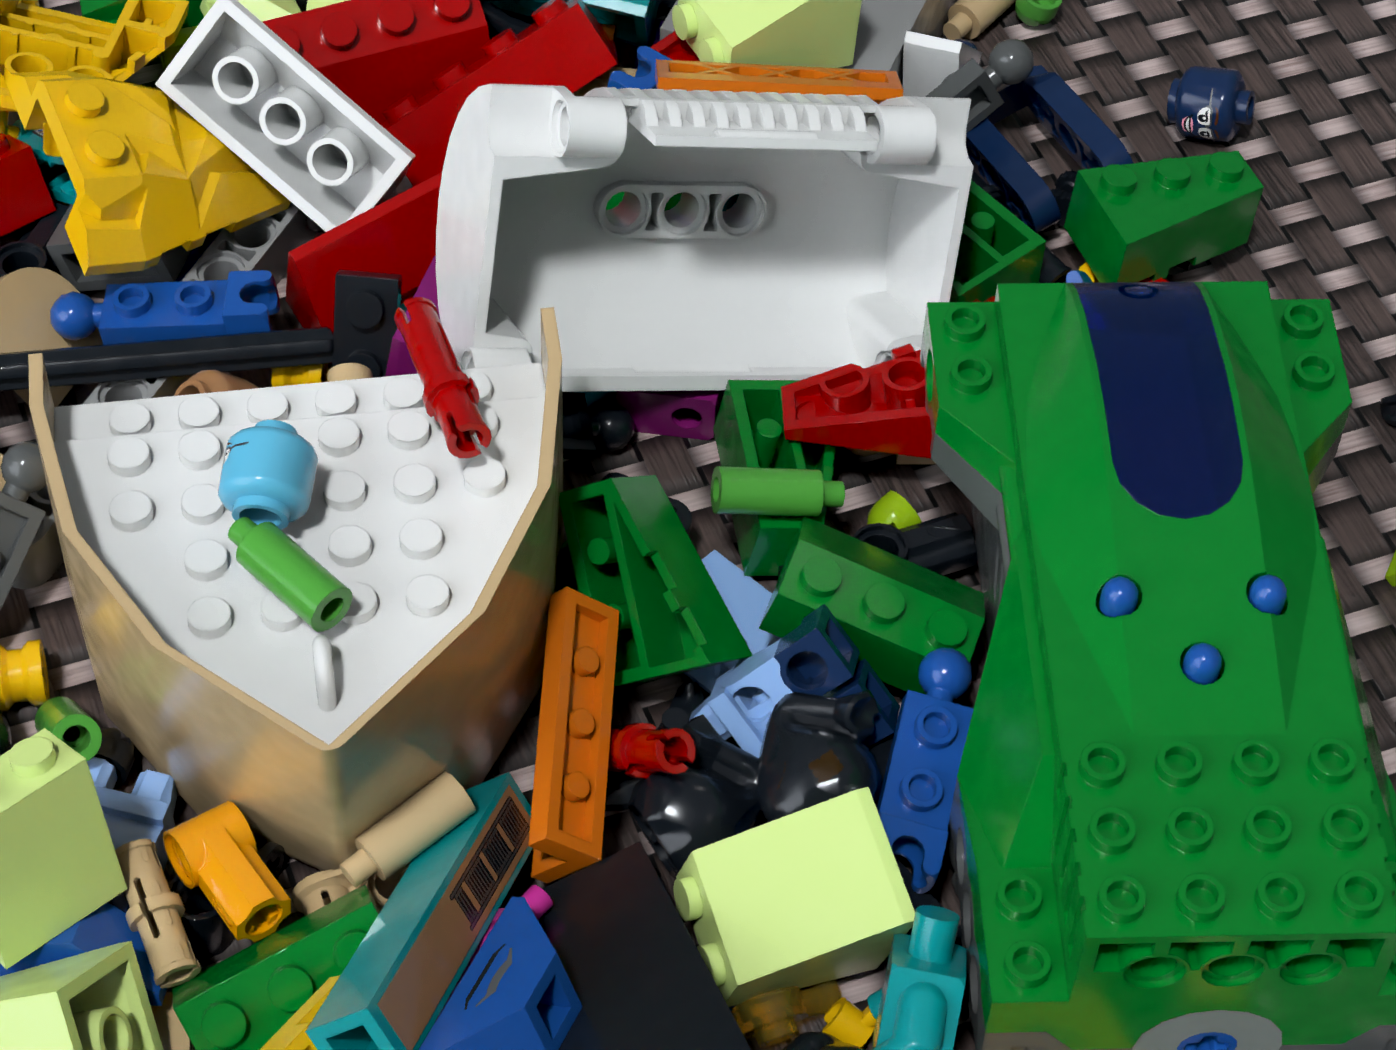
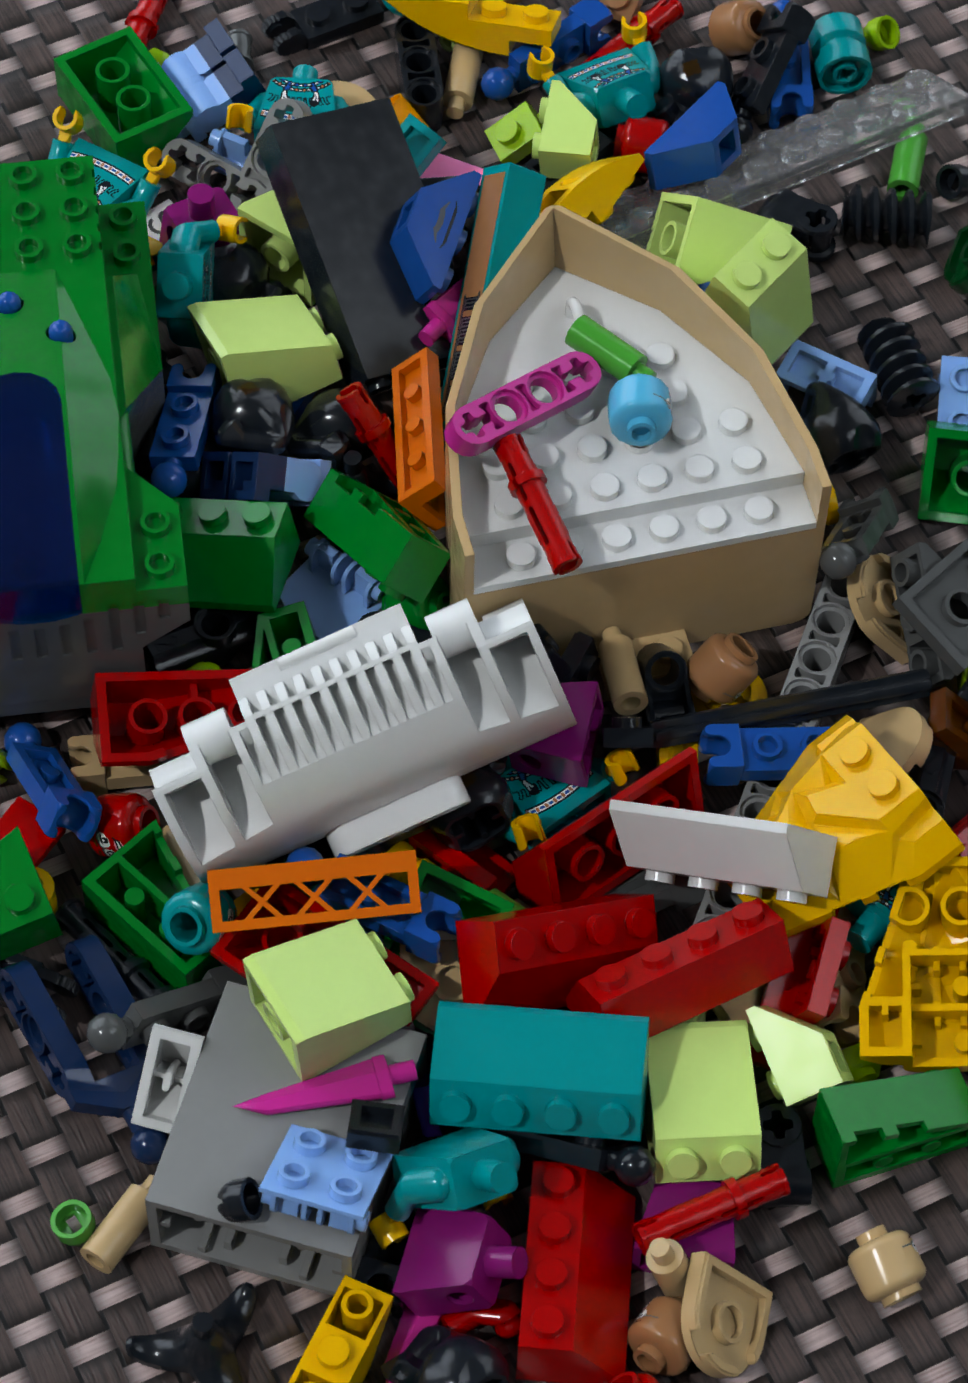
camera: 175 degrees right, 5 degrees up
(441, 492) = (521, 400): none -> dark pink beam
(773, 491) = (295, 608): bright green cylinder -> none

